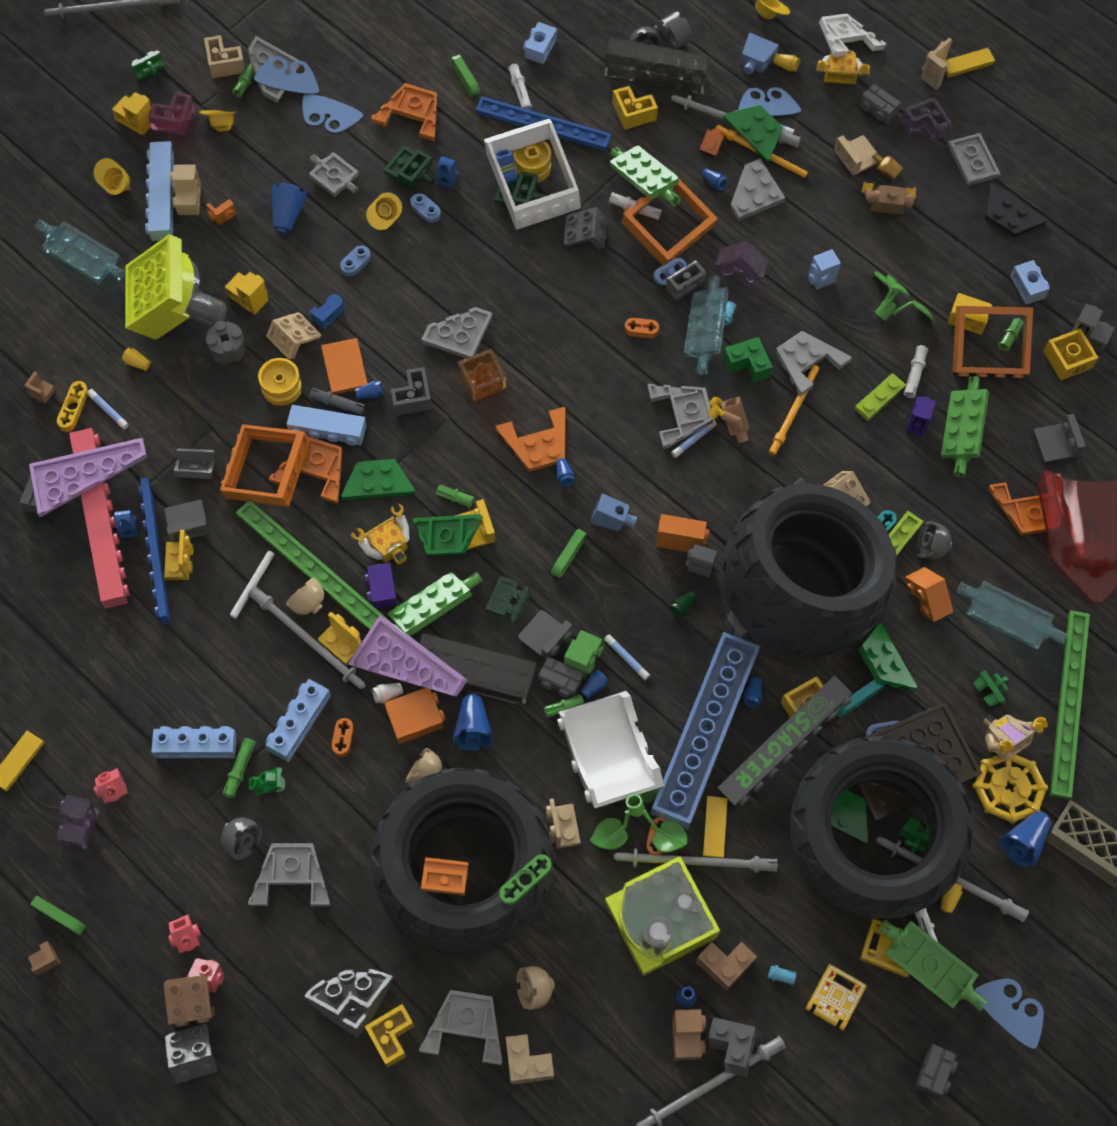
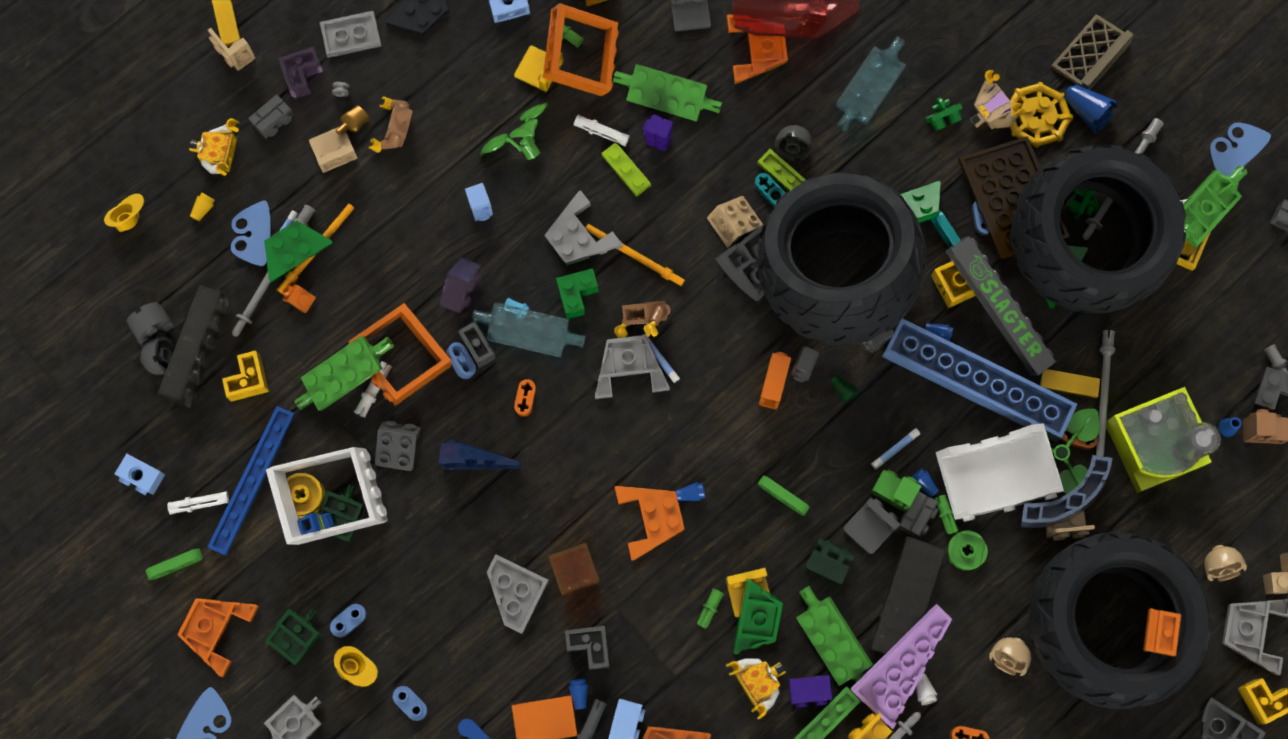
camera: 85 degrees left, 10 degrees up
(376, 480) = (684, 690): green wing -> none
(415, 715) = (953, 663): orange brick -> none
(446, 170) = (309, 592): blue leg -> none
(472, 725) = (964, 604): blue cone -> none
(525, 870) = (1173, 556): bright green beam -> none
(534, 737) = (958, 557): none -> bright green plate
(580, 281) = (462, 457): none -> dark blue wedge
(586, 825) = (1072, 504): none -> sand blue brick
(612, 514) = (745, 448): medium blue torso -> none
(715, 179) = (347, 301): blue cone -> none
(725, 969) = (1205, 384): medium nougat brick -> none
(755, 191) = (365, 261): light grey plate -> none
(757, 54) = (187, 236): medium blue torso -> none
(781, 975) = (1209, 339): medium azure pin -> none
(835, 1000) = (1233, 297): yellow container -> none
(843, 29) = (168, 140): white wing -> none
(917, 154) = (340, 89): none -> light grey bush
(931, 592) = (848, 153): orange brick -> none
(1069, 705) = (961, 48): bright green plate -> none

